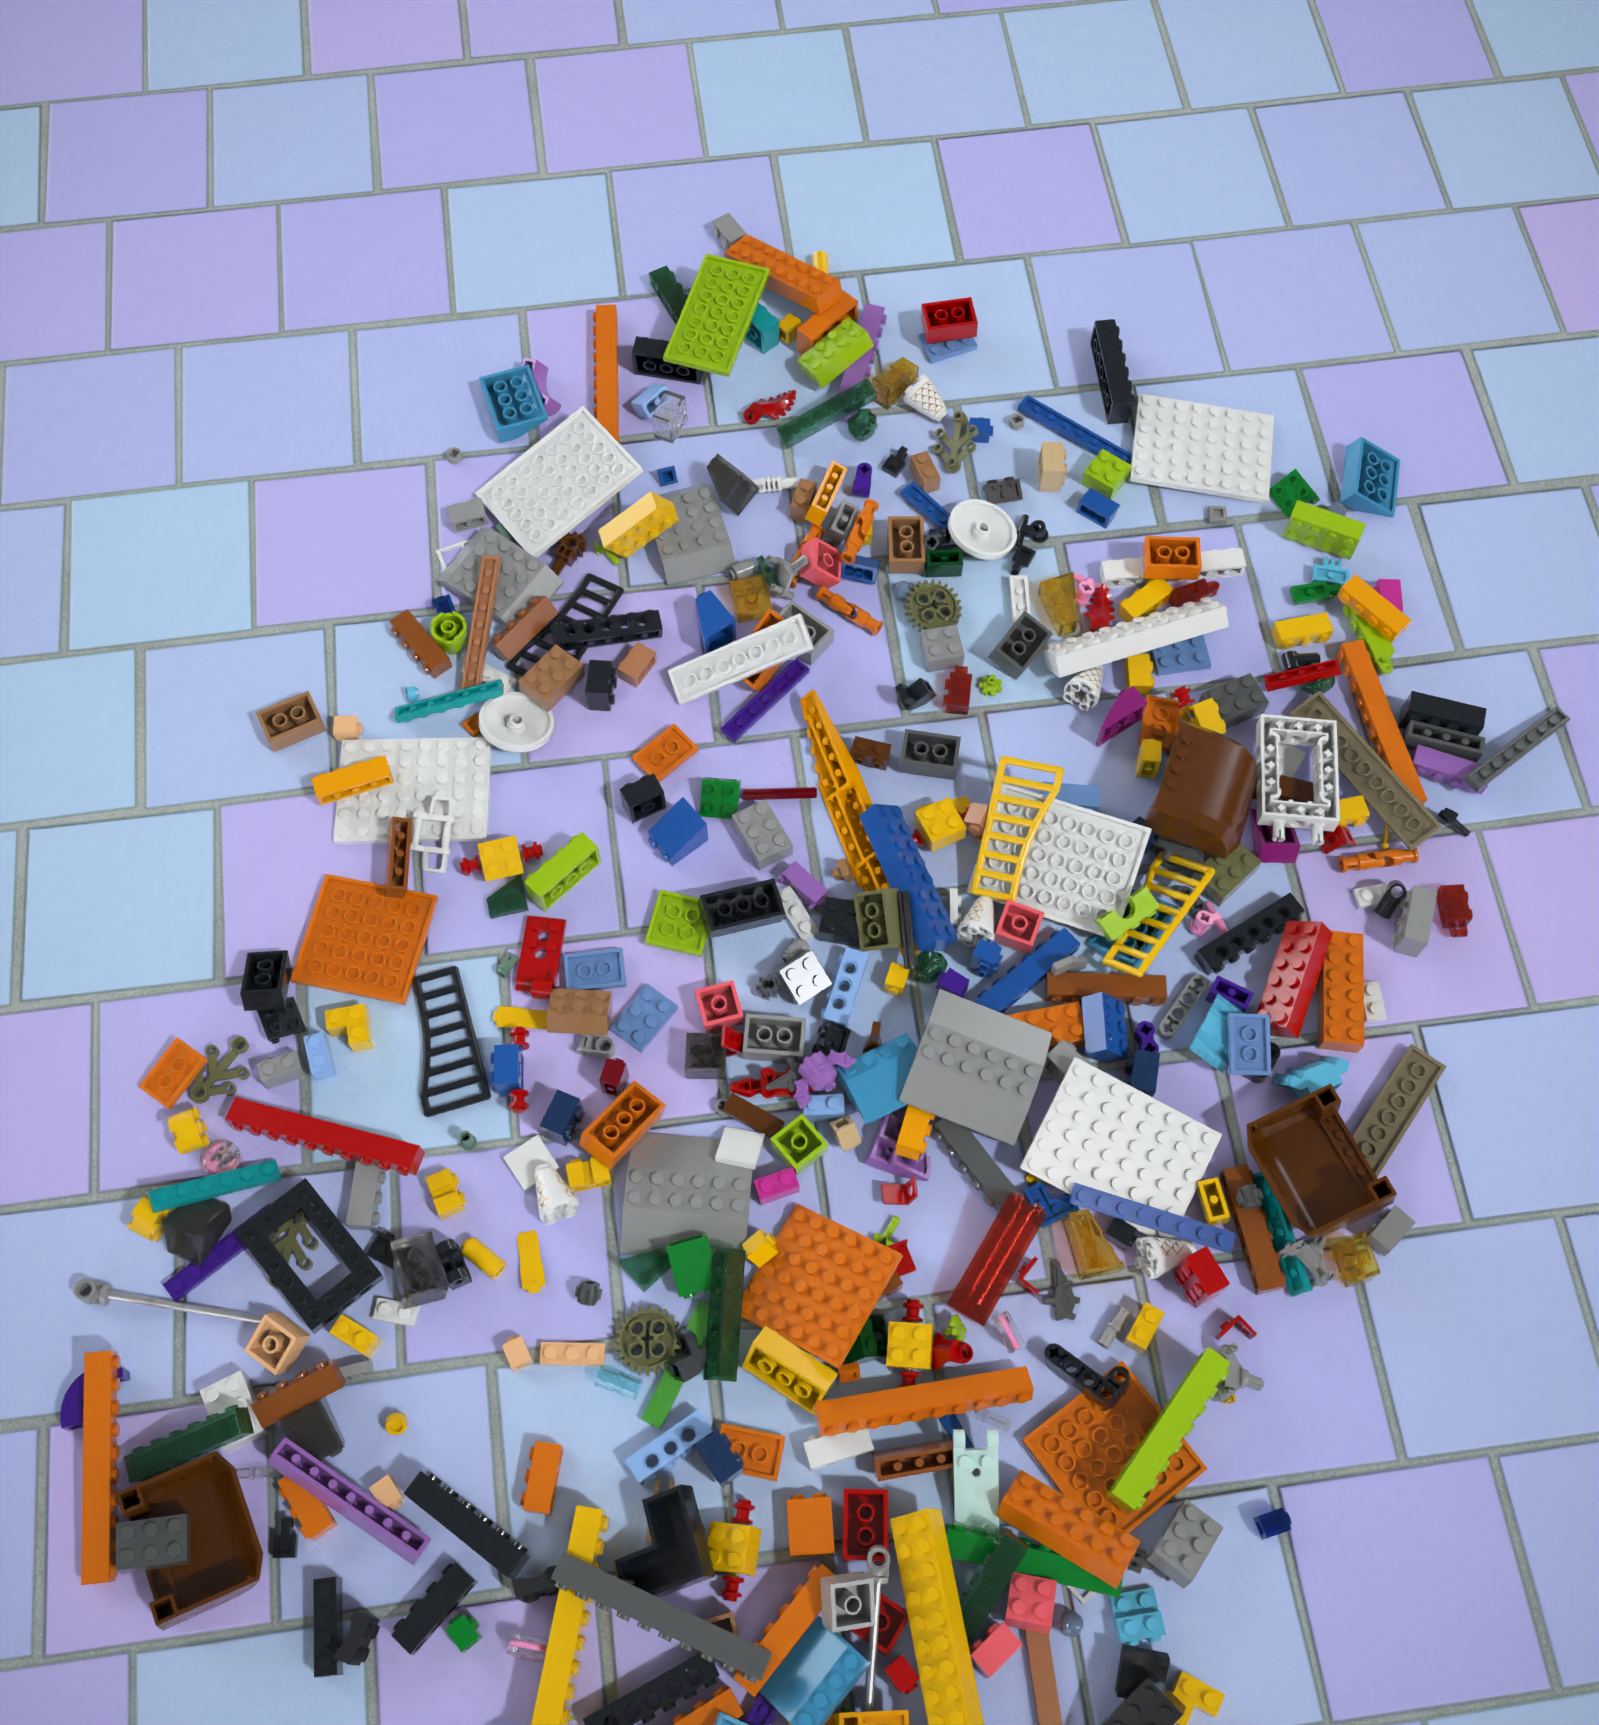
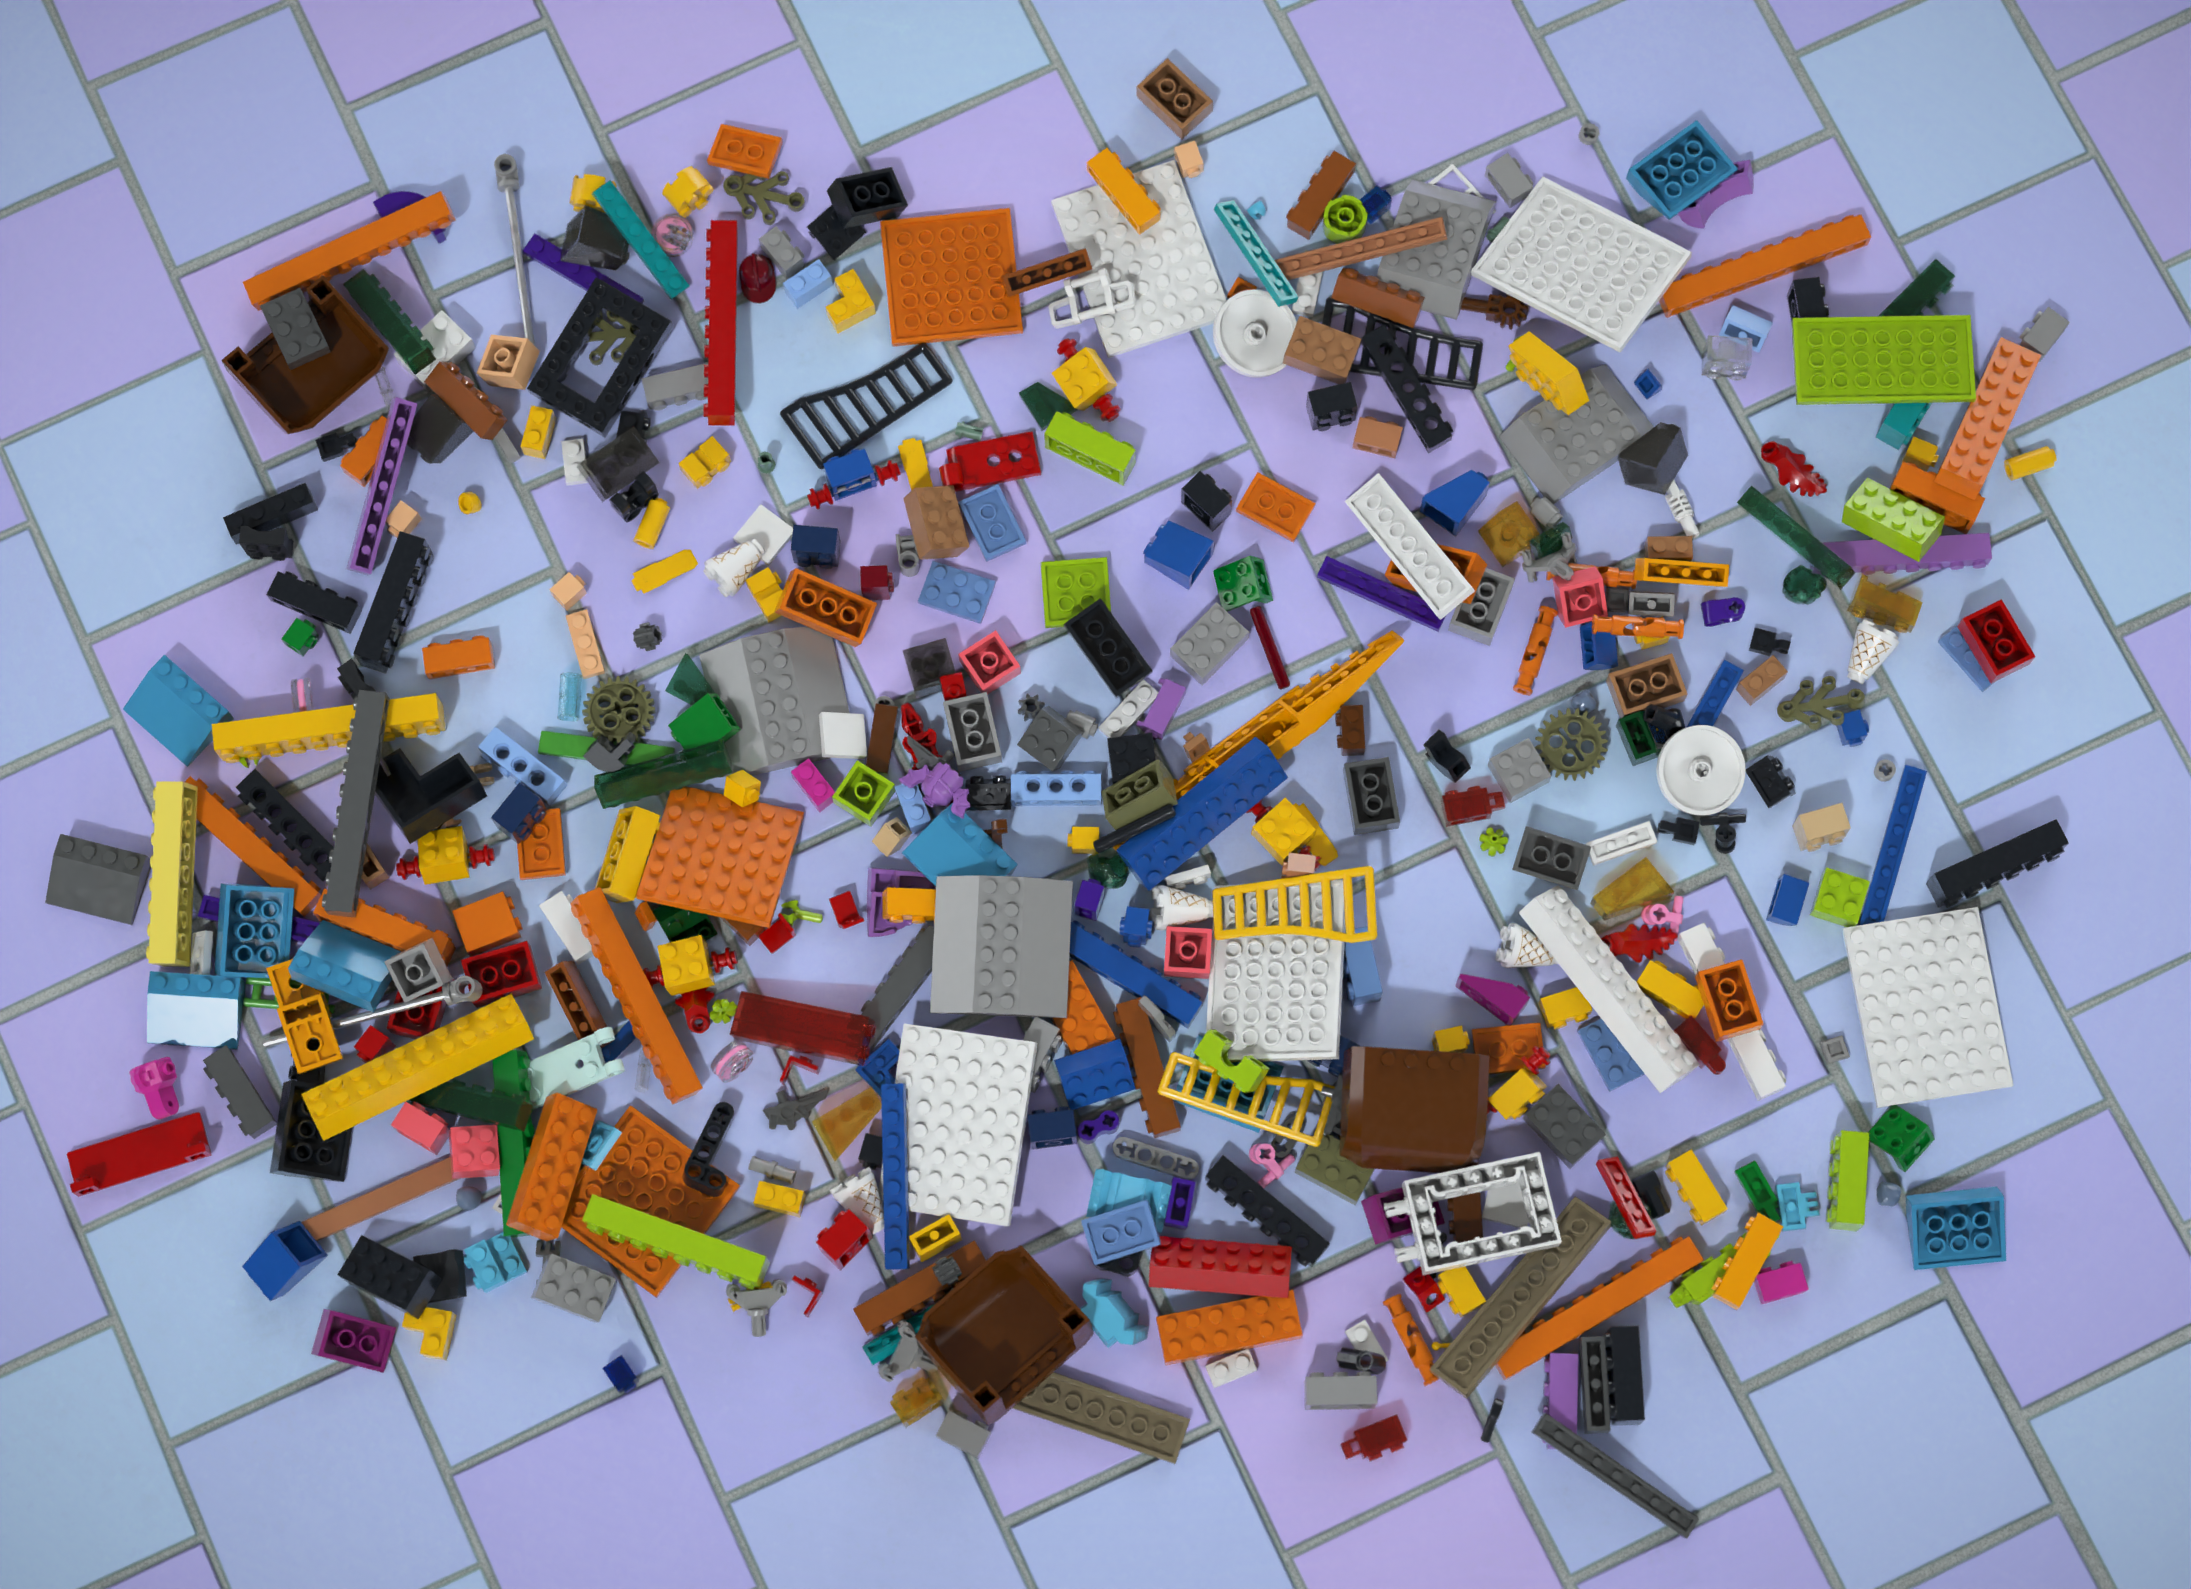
camera: 75 degrees right, 10 degrees up
(294, 1098) = (757, 278): none -> dark red piece
(1056, 1475) = (599, 1144): none -> medium azure tile

